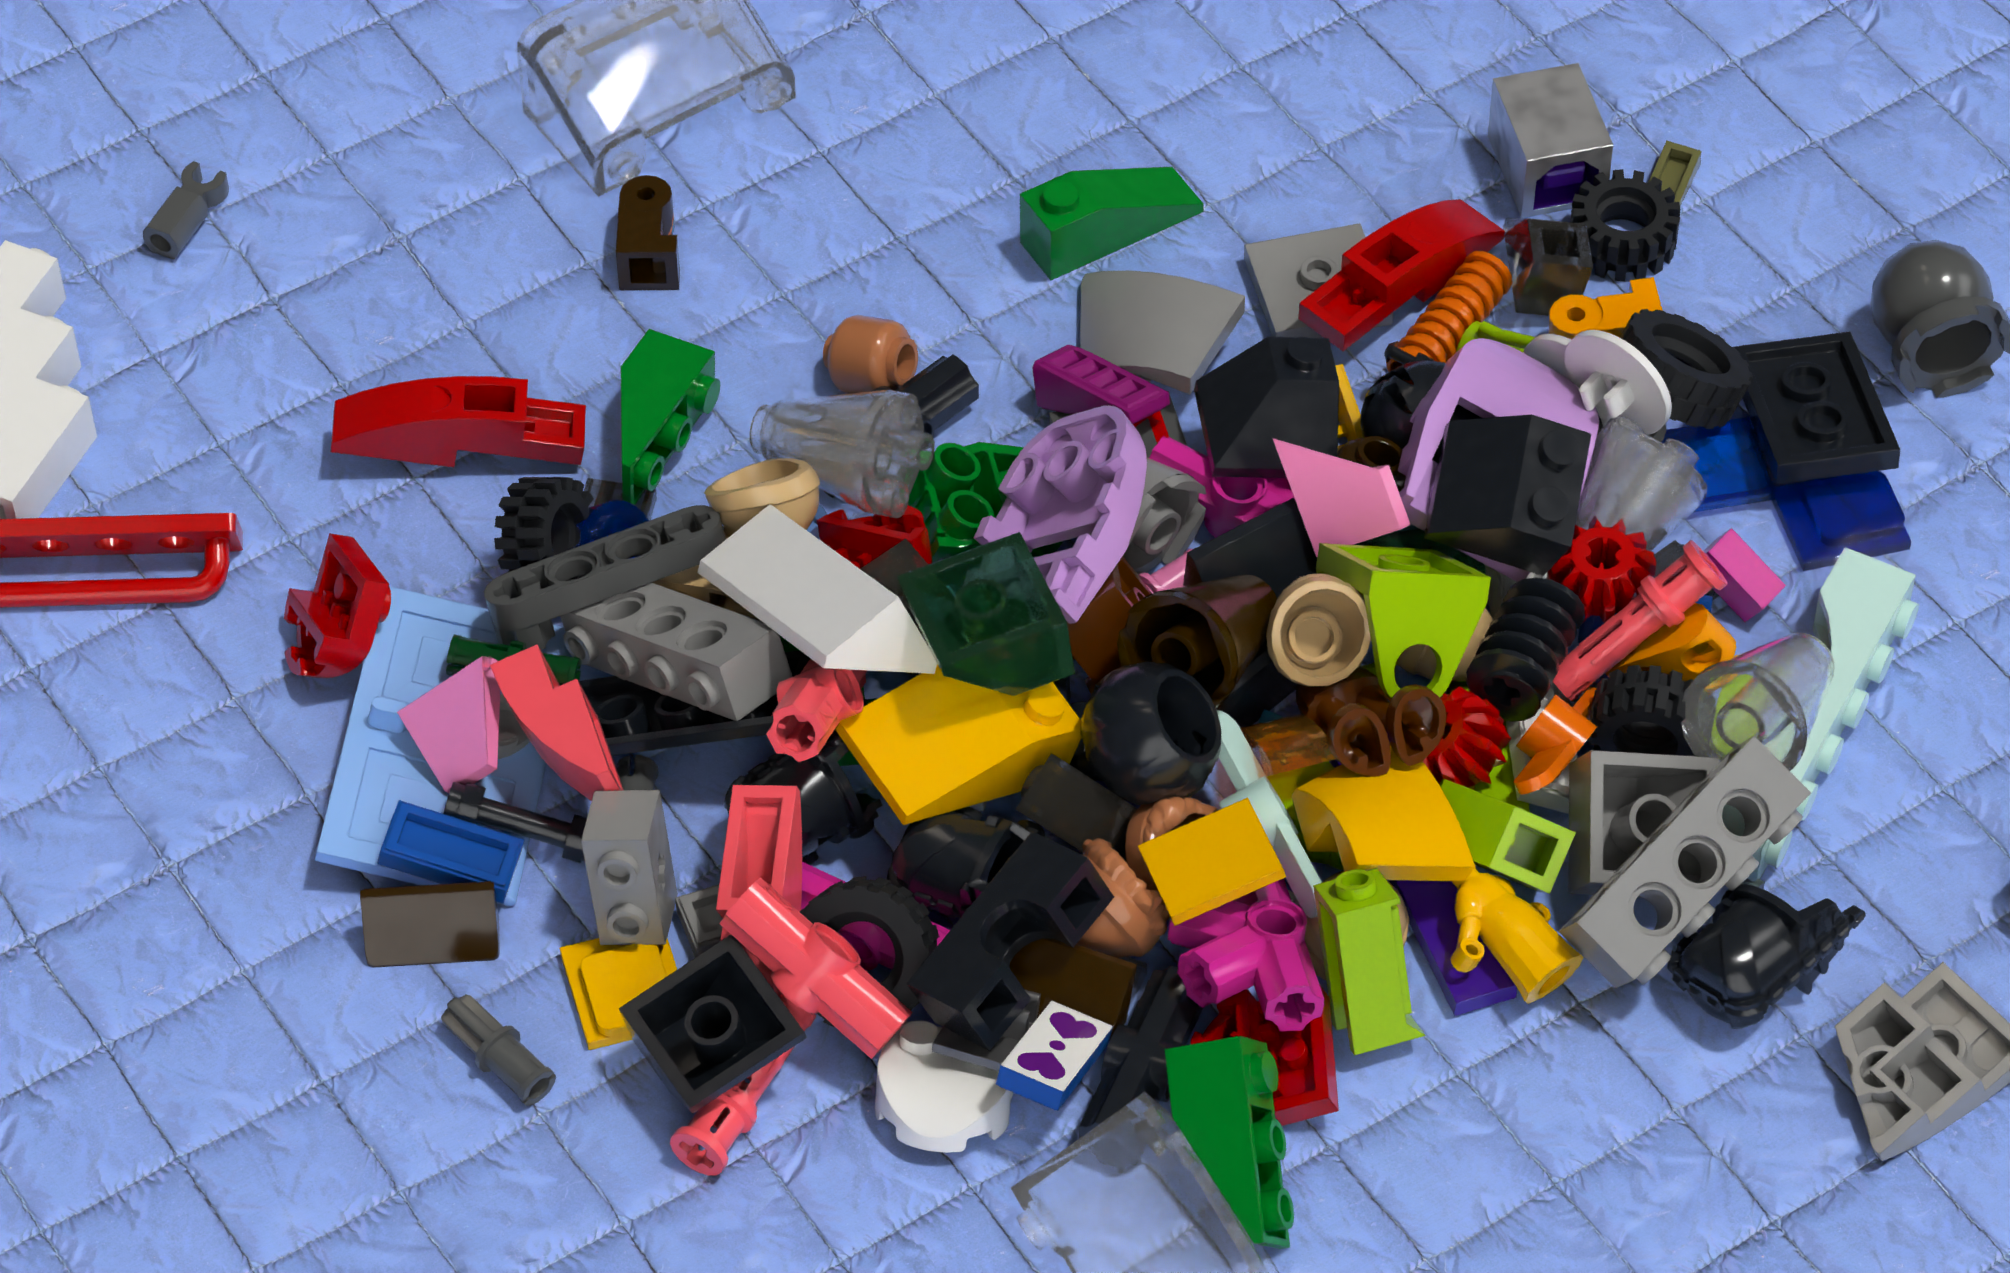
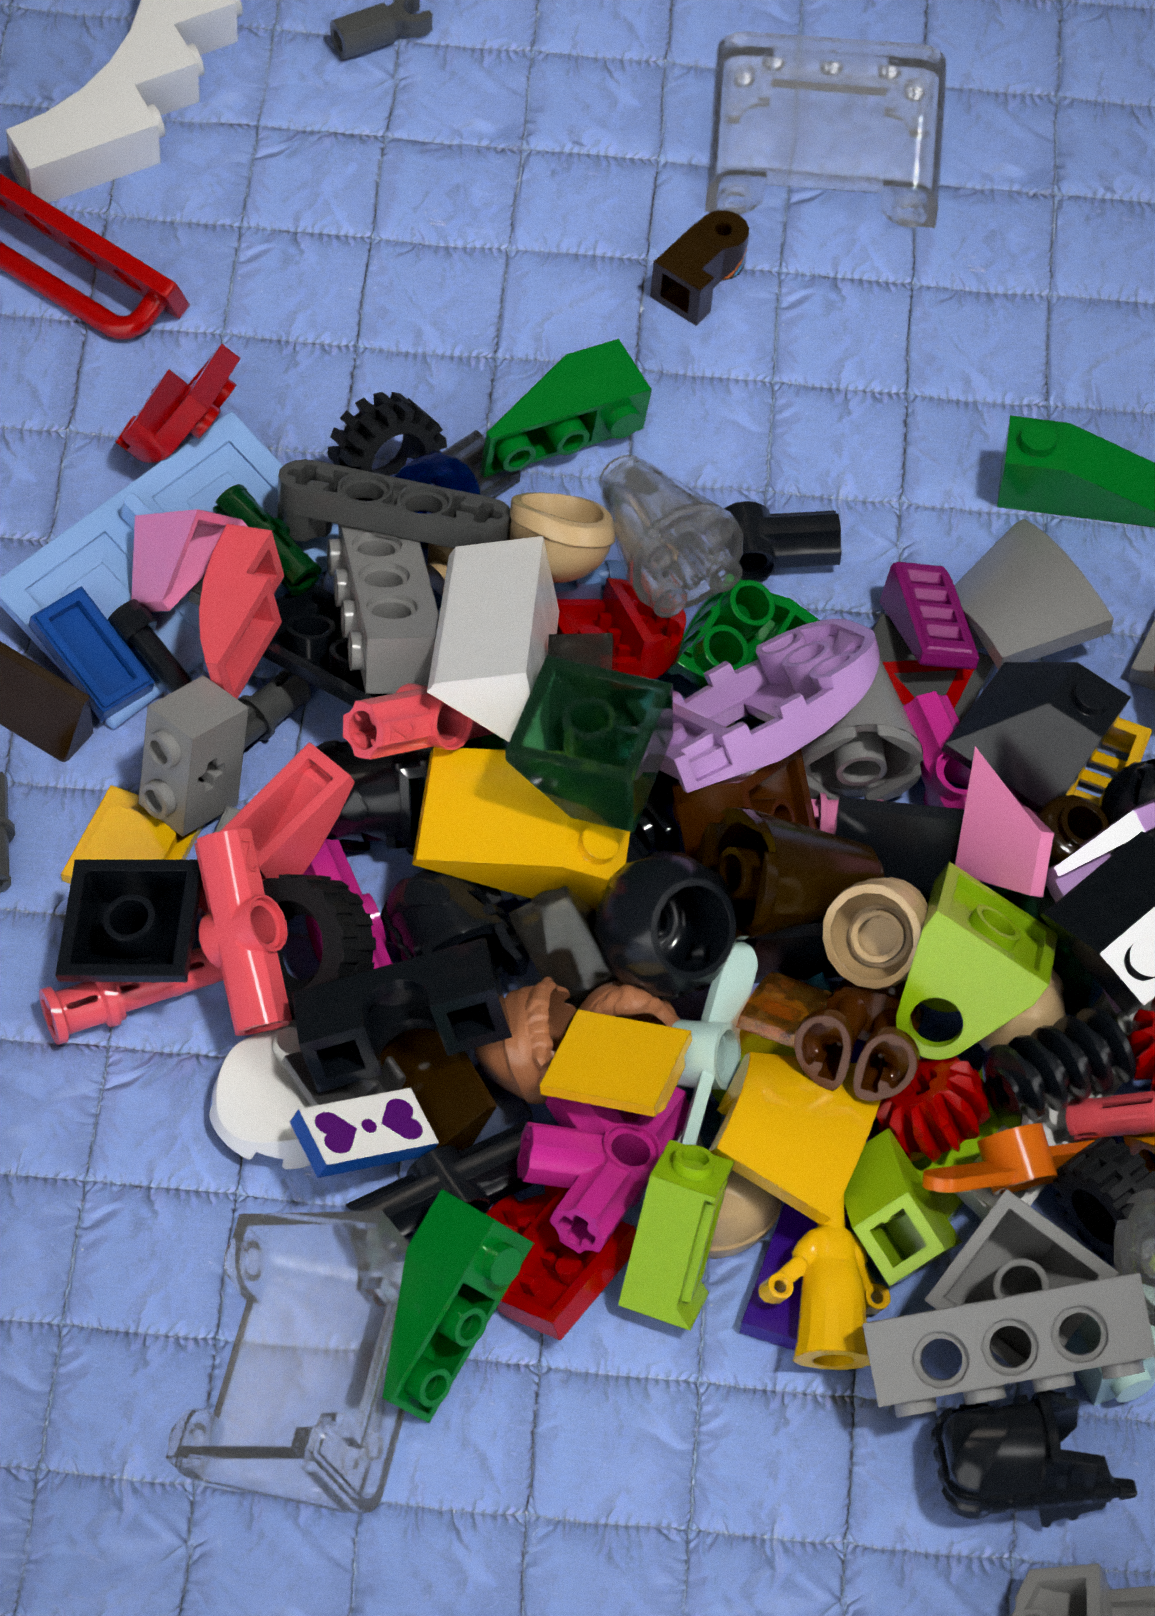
camera: 35 degrees right, 5 degrees up
(437, 416) = (411, 312): red slope -> none
(869, 354) = (780, 472): nougat head -> none

